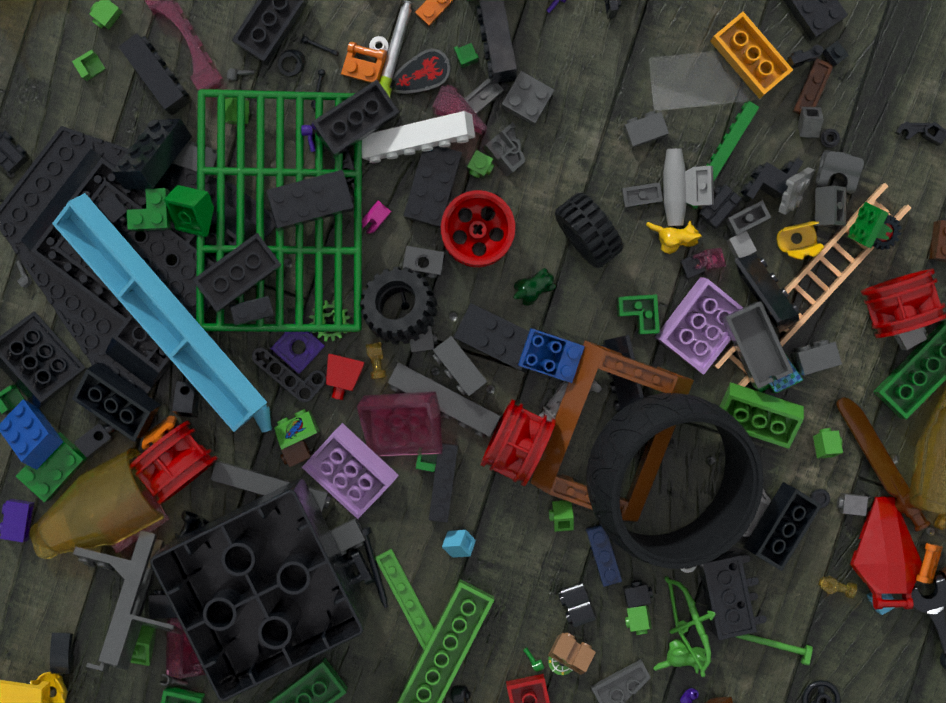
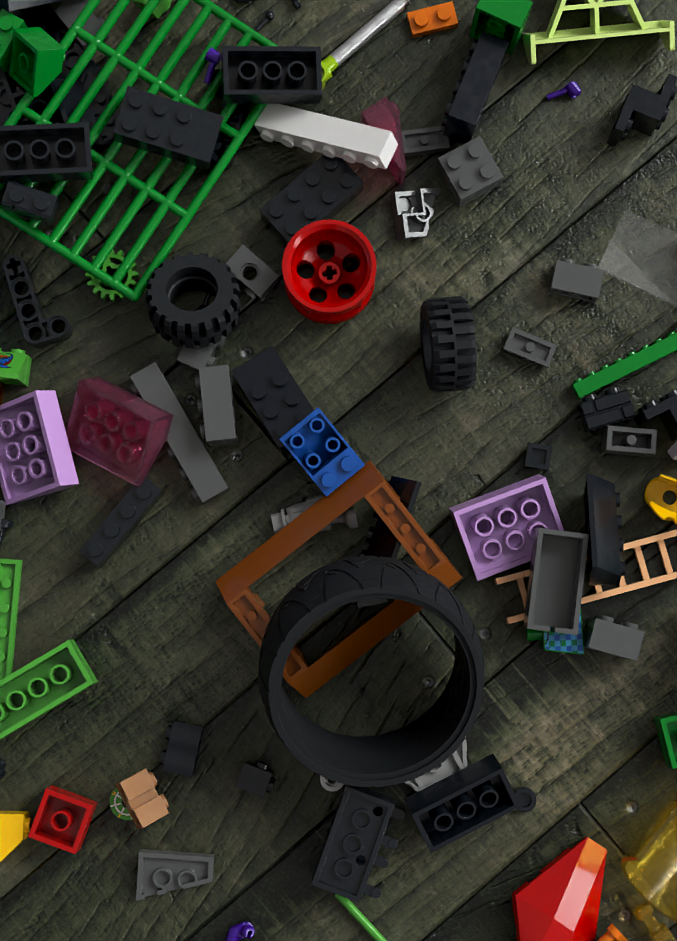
camera: 30 degrees right, 5 degrees down
(298, 362) = (45, 275): dark purple piece -> none
(342, 374) = (89, 339): red torso -> none
(362, 69) = (310, 34): orange plate -> none
(375, 352) = (139, 339): clear yellow leg -> none
(376, 216) = (231, 195): dark pink piece -> none
(379, 39) = (343, 30): white plate -> none
(422, 72) = (374, 77): shield -> none
(426, 462) = (117, 487): green panel -> none
(458, 543) = (96, 599): medium azure panel -> none
(466, 55) = (432, 89): green panel -> none
(480, 165) = (375, 209): bright green brick -> none
(518, 443) = (226, 524): red wheel -> none
(531, 288) = (348, 373): dark green animal -> none
(537, 665) = (96, 788): green hand -> none
(562, 515) = (228, 633): bright green brick -> none
(603, 555) = (244, 712): dark blue brick -> none
(638, 620) = (239, 807): bright green brick -> none
(645, 309) = (456, 468): green brick -> none
(672, 238) = (535, 413): yellow animal -> none
(680, 656) = (261, 878): bright green animal -> none
(683, 626) = (282, 846): bright green piece -> none
(684, 187) = (580, 365): light grey plate -> none
(711, 259) = (564, 461): clear pink plate -> none
(741, 245) = (605, 465): light grey brick -> none
(763, 414) = (516, 665): bright green brick -> none
(827, 443) = (568, 743): bright green brick -> none
(831, 585) = (476, 905): clear yellow leg -> none
(852, 504) = (555, 828): flat silver brick -> none
(880, 461) = (616, 799): reddish brown piece -> none

